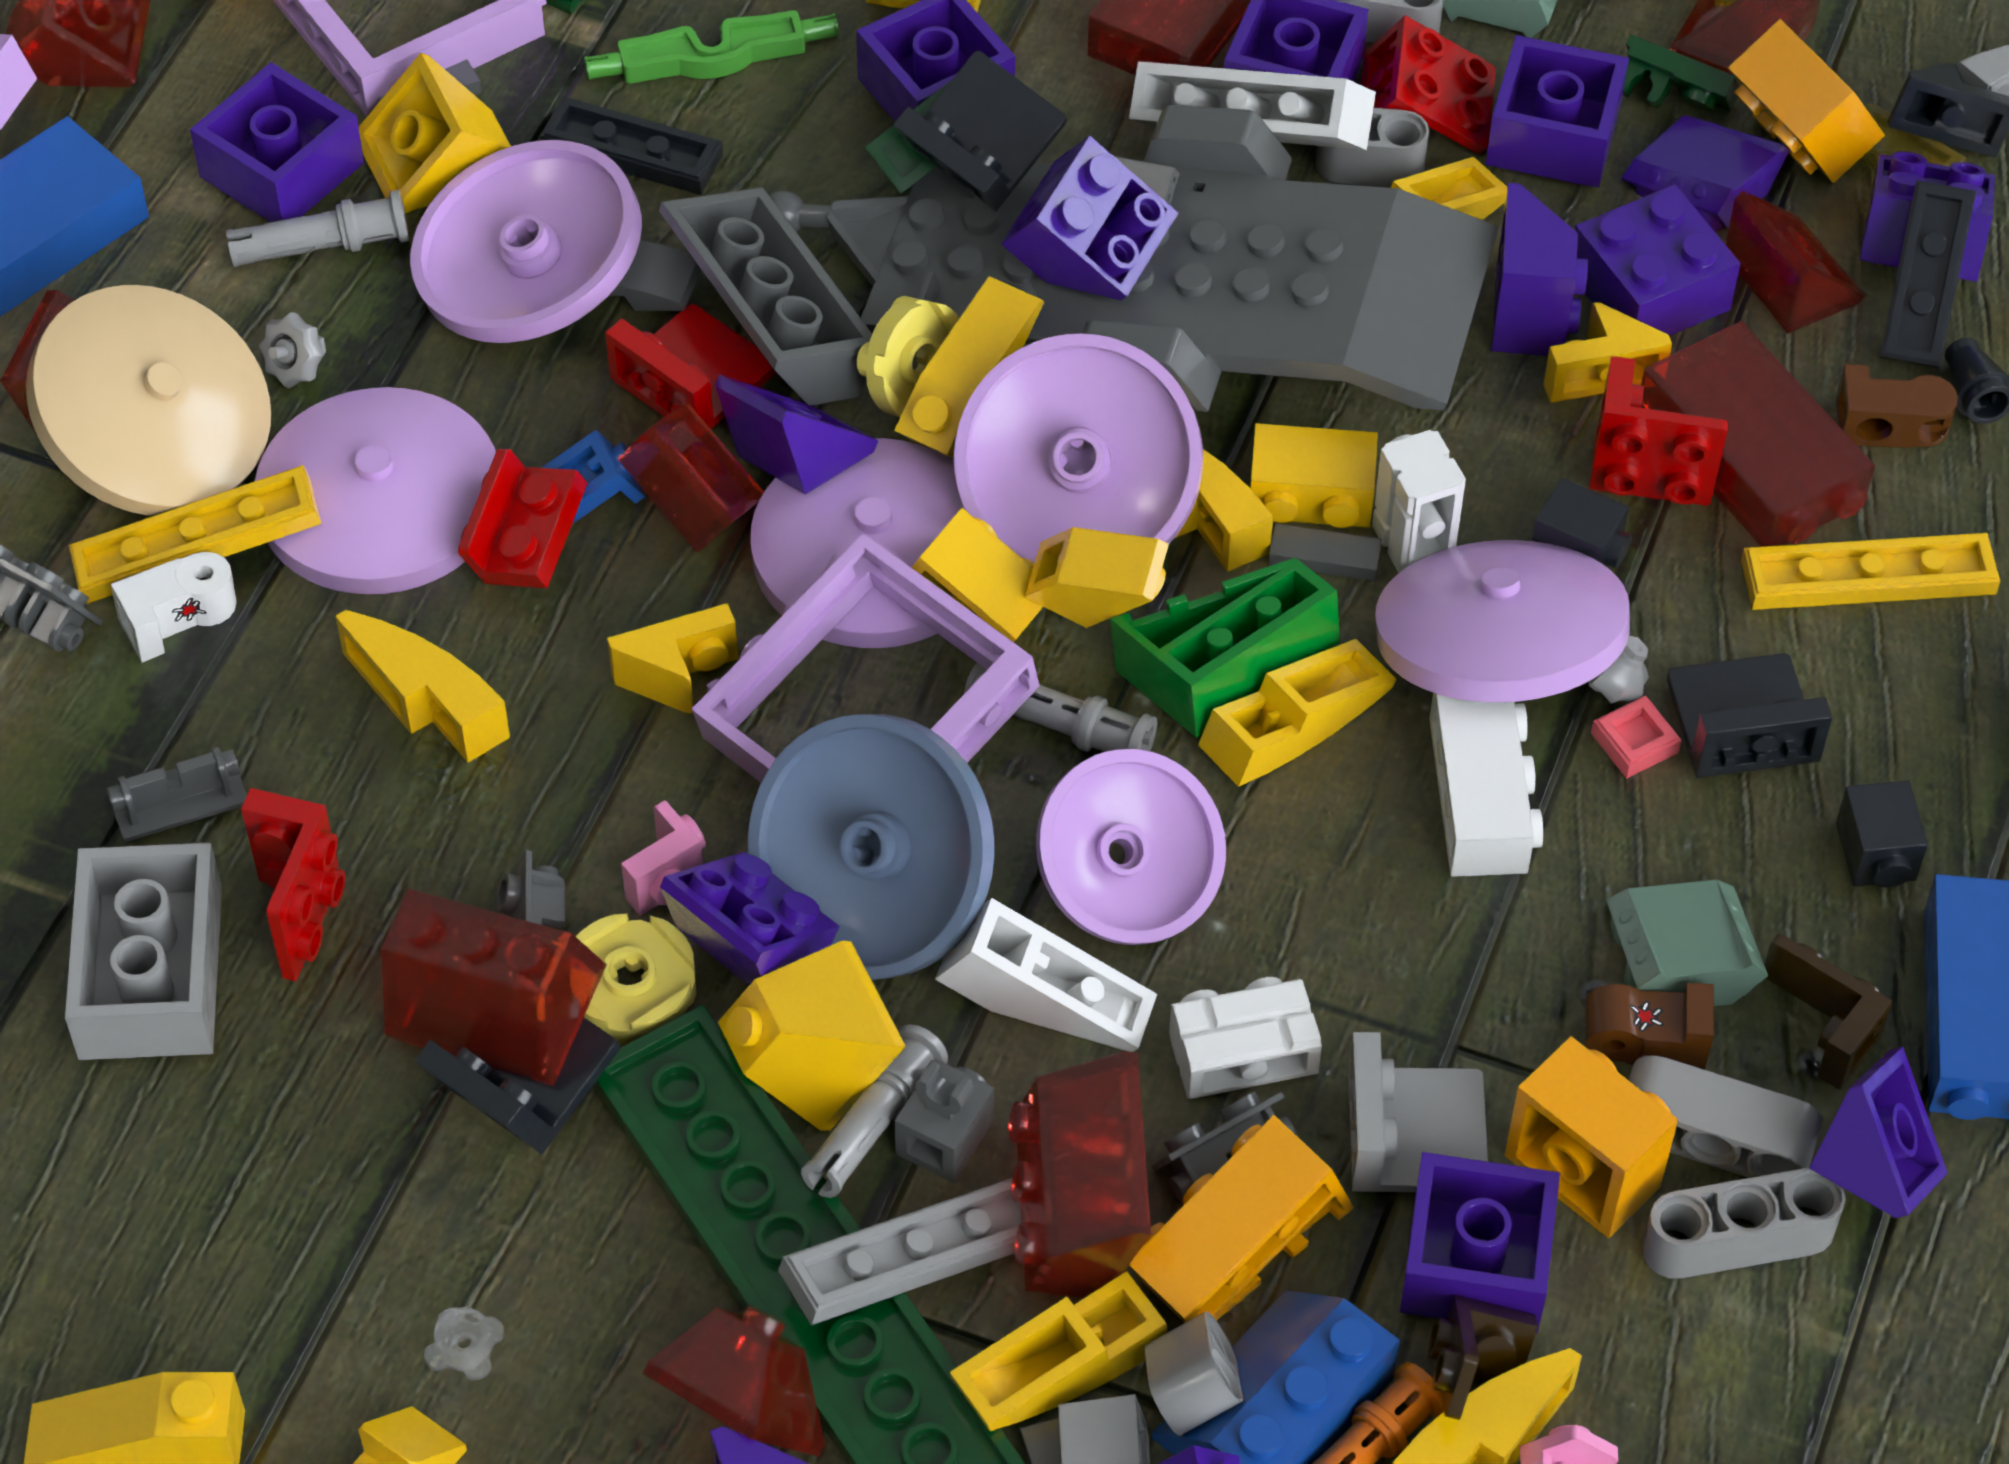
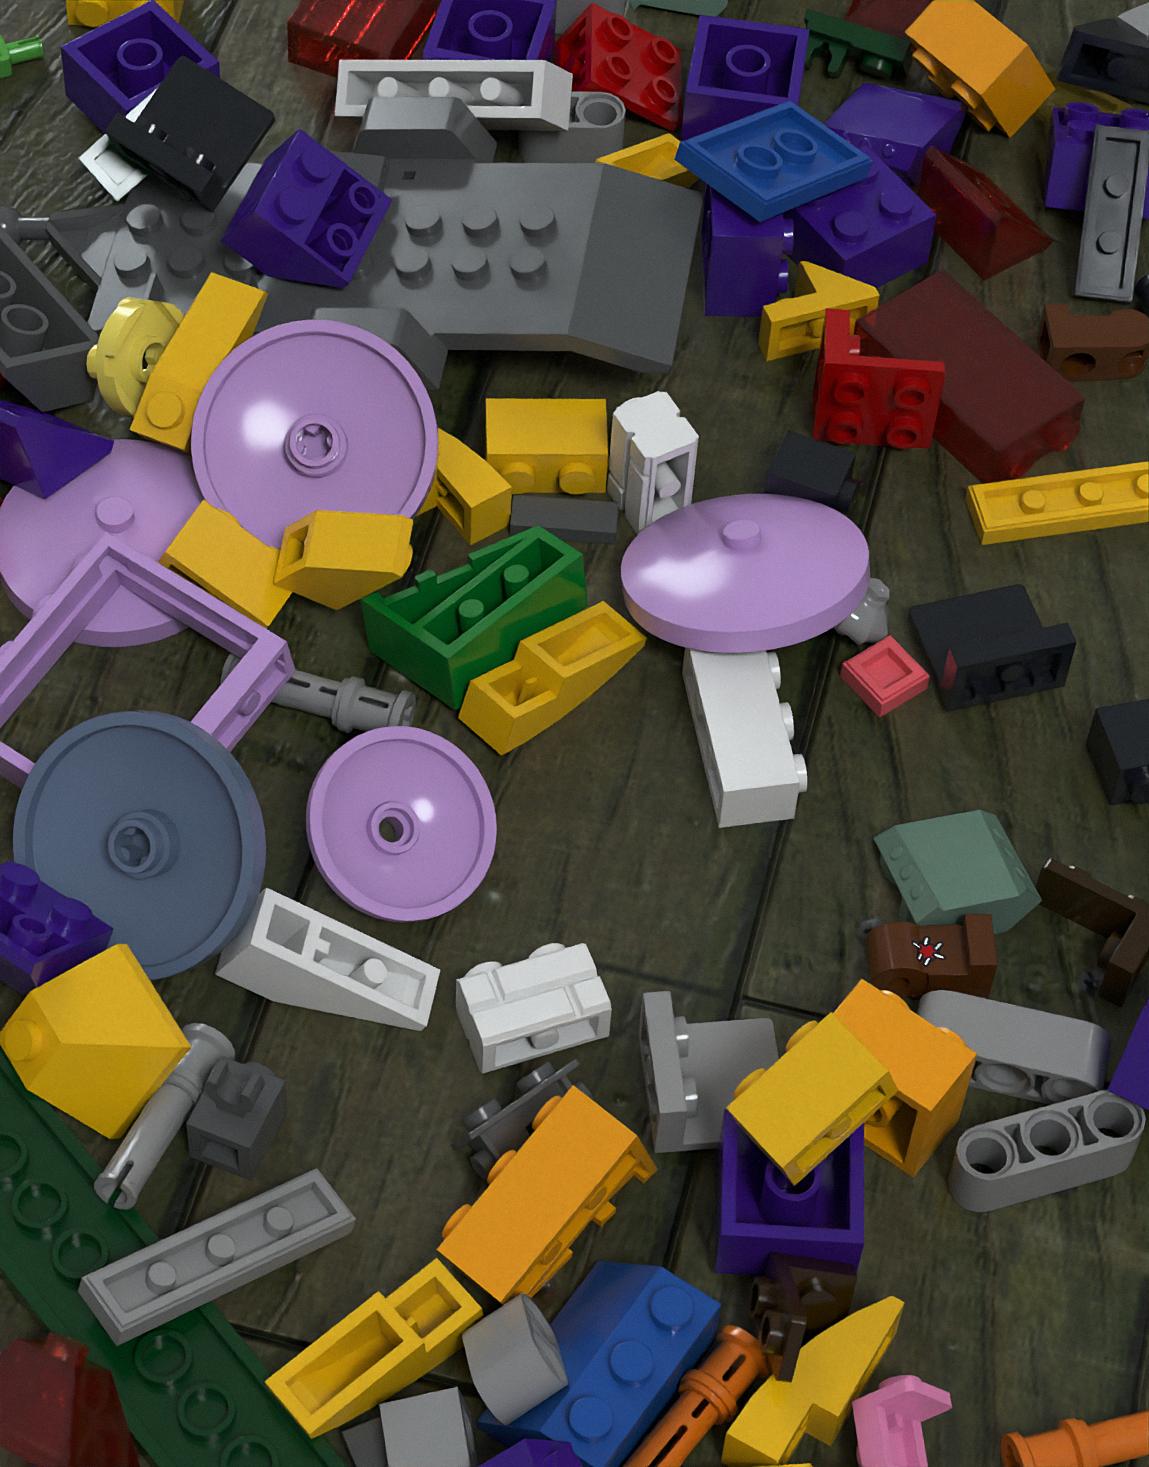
camera: 10 degrees left, 0 degrees up
(1080, 1176) = (381, 1164): clear red slope -> none
(1507, 1146) = (811, 1096): none -> yellow brick
(1574, 197) = (774, 160): none -> blue tile

